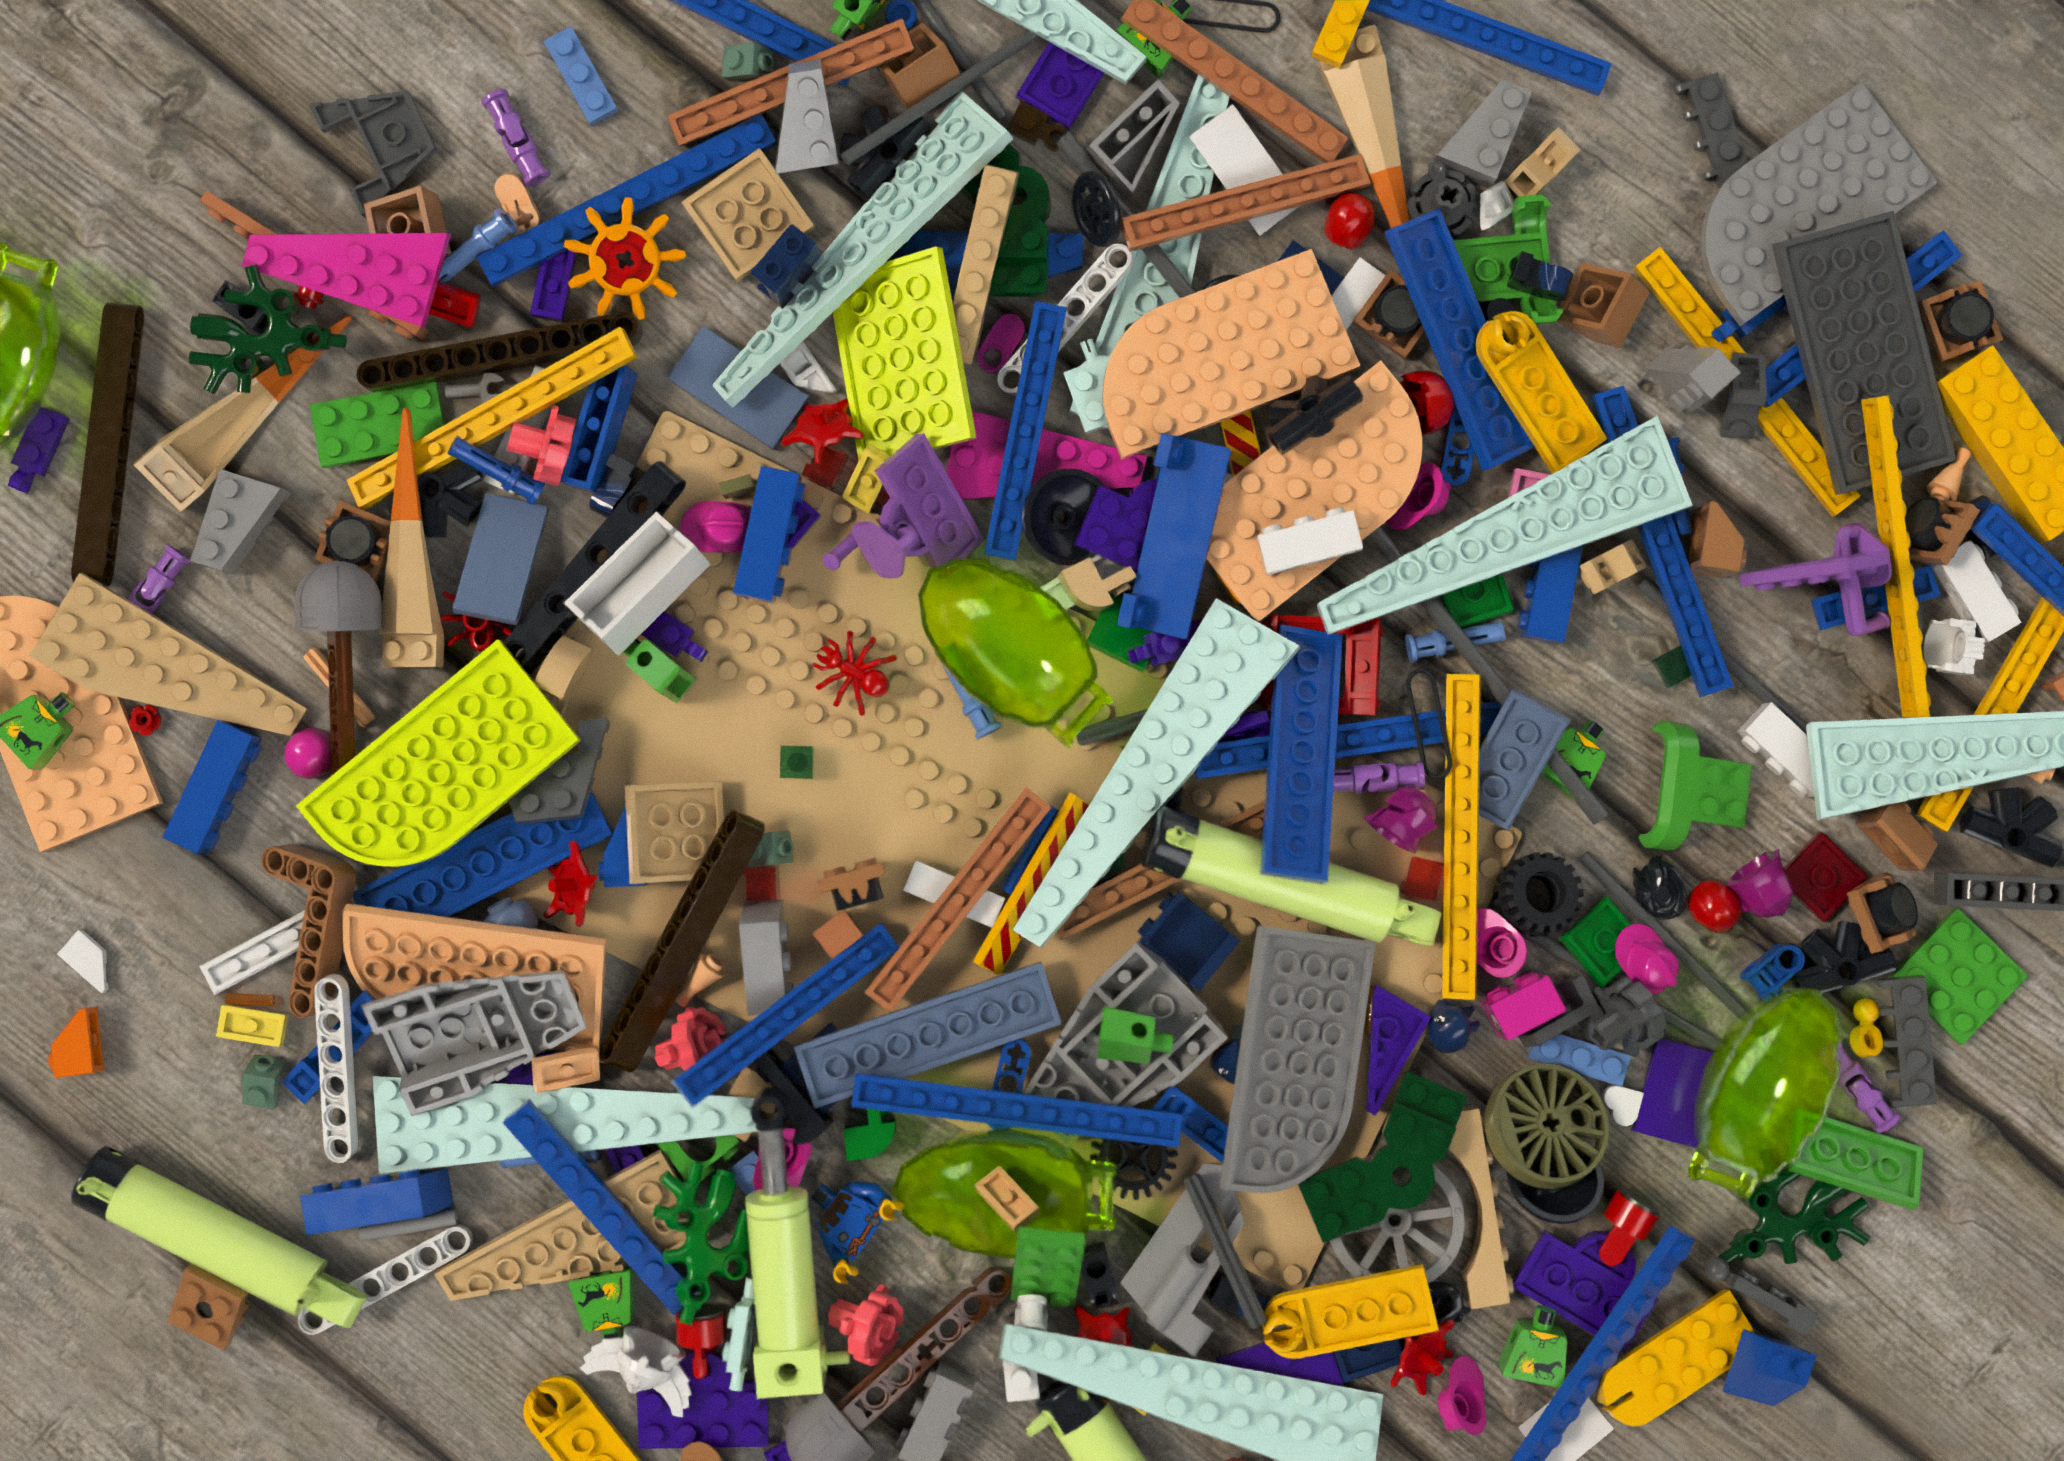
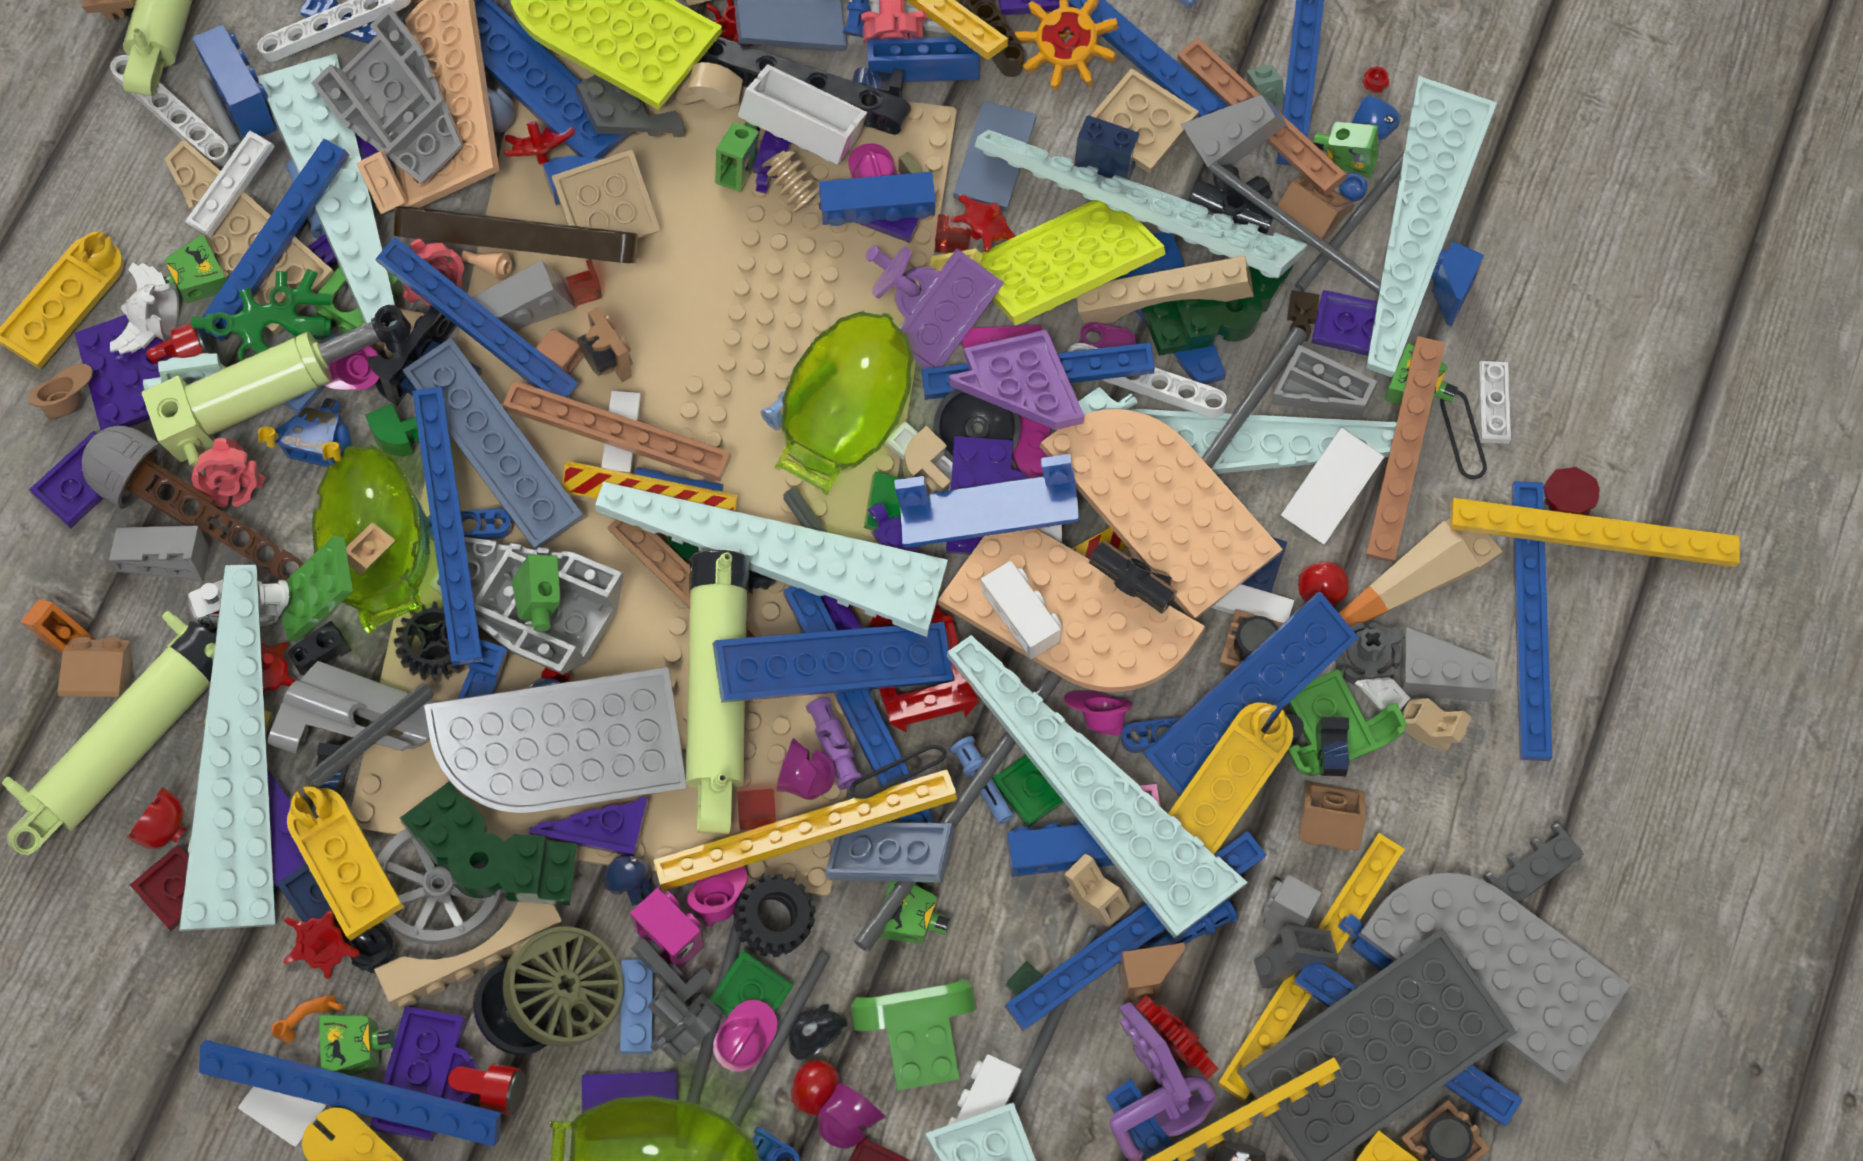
camera: 70 degrees right, 20 degrees down
(513, 1237) = (229, 184): none -> white tile
(710, 618) = (791, 179): none -> tan piece
(773, 849) = (615, 282): sand green bracket -> none
(796, 762) = (695, 281): clear green plate -> none
(806, 371) = (1029, 200): white tile -> none
(858, 673) = (785, 303): red animal -> none
(1042, 451) = (1023, 378): none -> medium lavender wing
(1097, 209) = (1248, 371): black plate -> none
(1187, 939) = (640, 630): dark blue panel -> none
(1245, 202) = (1302, 487): nougat plate -> none
(1430, 398) = (1186, 688): red cylinder -> none
(1463, 1399) = (287, 989): dark pink piece -> none
(1481, 1367) = (284, 1028): none -> orange piece
(1623, 1103) = (604, 1059): white tile -> none
(1813, 537) = (1178, 1036): none -> red gear

